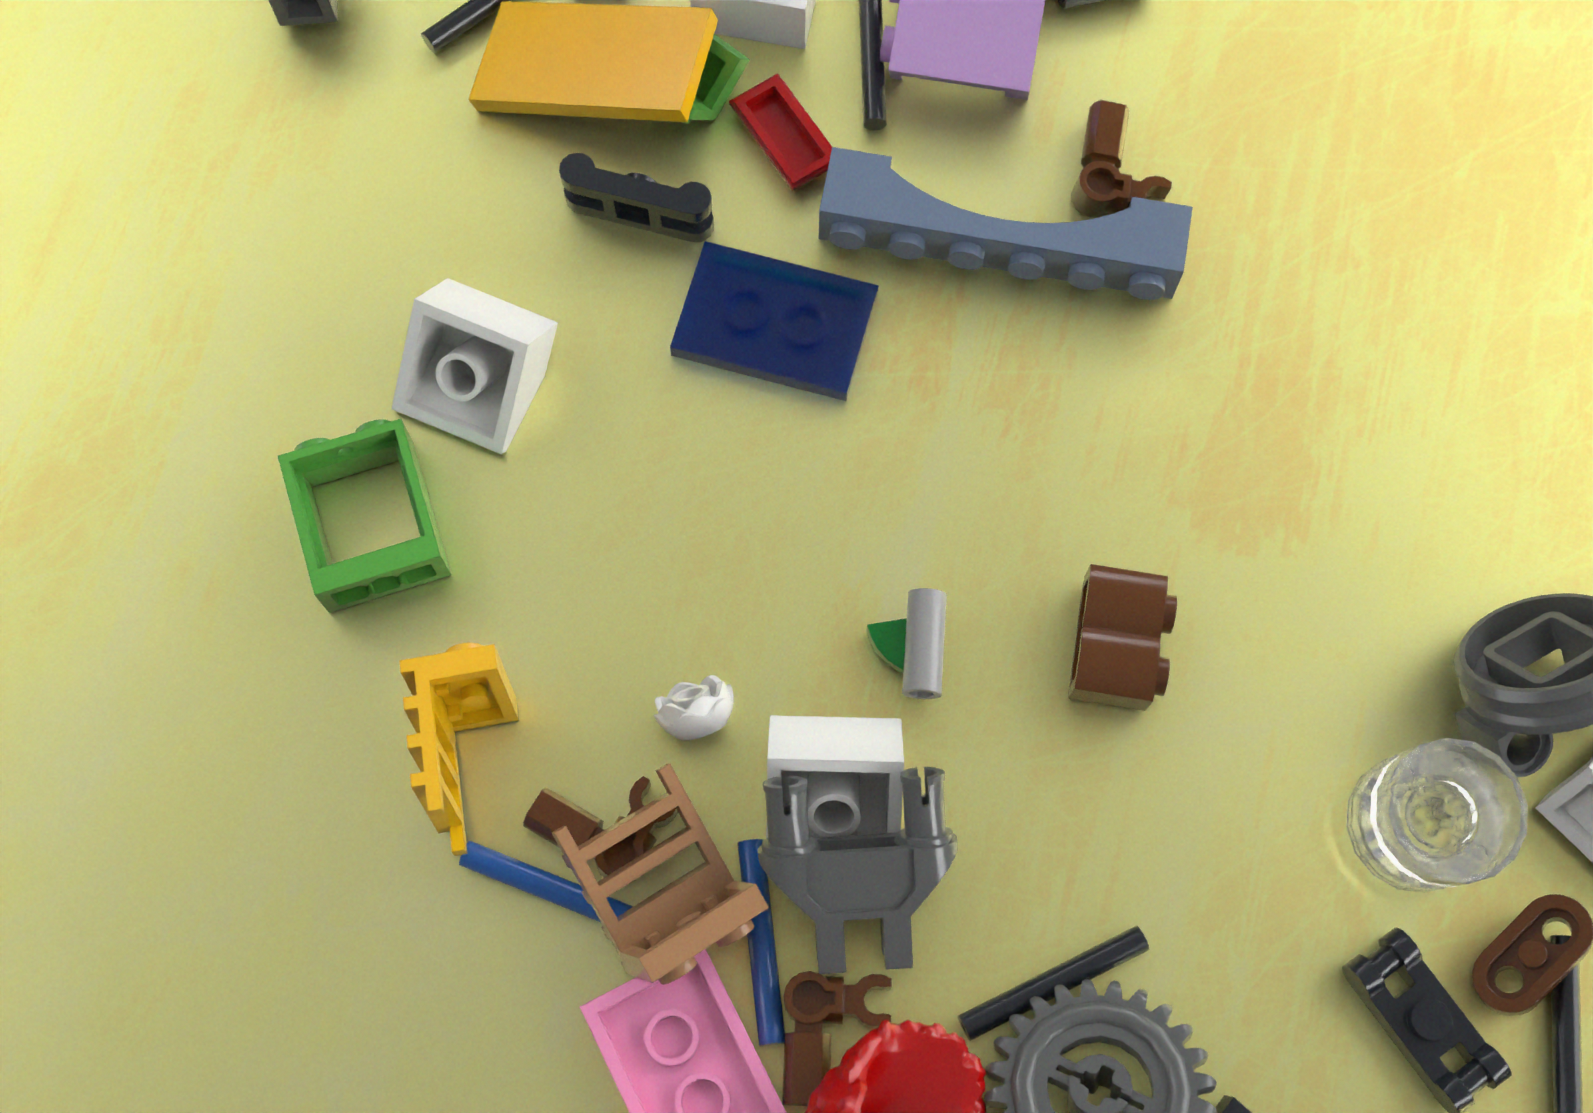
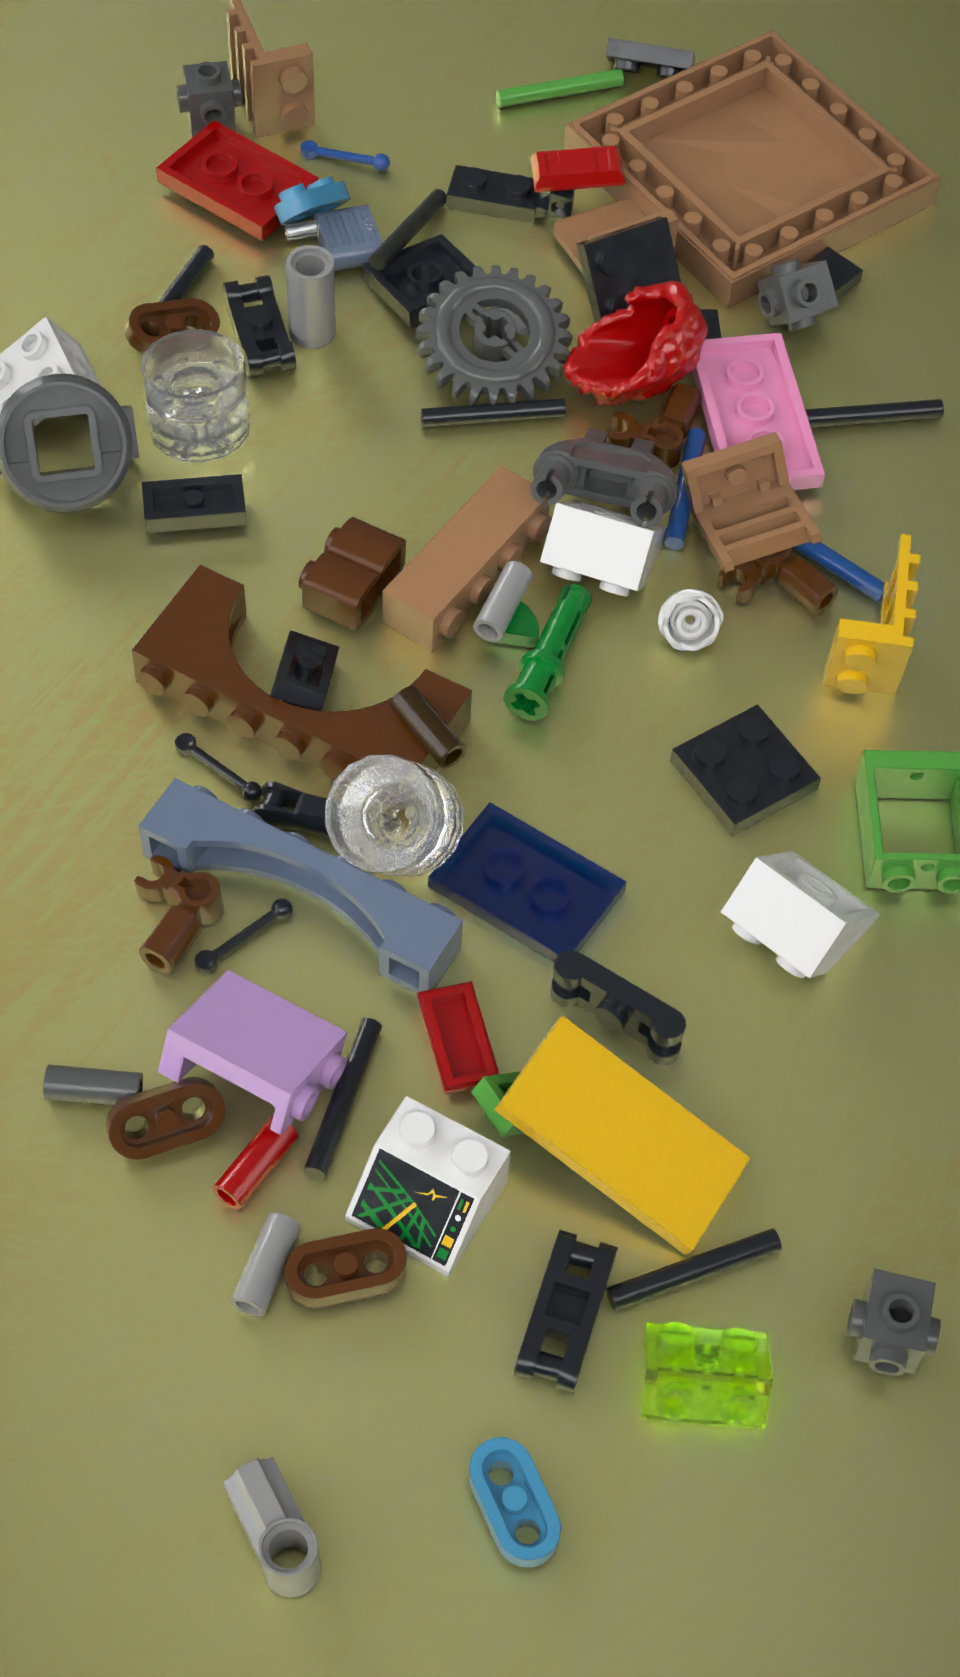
camera: 165 degrees left, 15 degrees down
(578, 537) = (745, 769): none -> black plate
(847, 582) = (543, 666): none -> green pin
(930, 278) = (365, 824): none -> clear wheel
(938, 404) = (428, 727): none -> dark brown axle
(995, 701) = (464, 560): none -> medium nougat brick
(1028, 318) = (308, 813): none -> black bar
(1060, 141) = (207, 961): none -> black hinge
(1111, 467) = (305, 671): none -> black plate
(1199, 368) = (187, 746): none -> black hinge
(1237, 449) = (193, 662): none -> reddish brown arch
(1355, 679) = (194, 503): none -> black plate
(1400, 1050) = (311, 296): none -> light grey pin

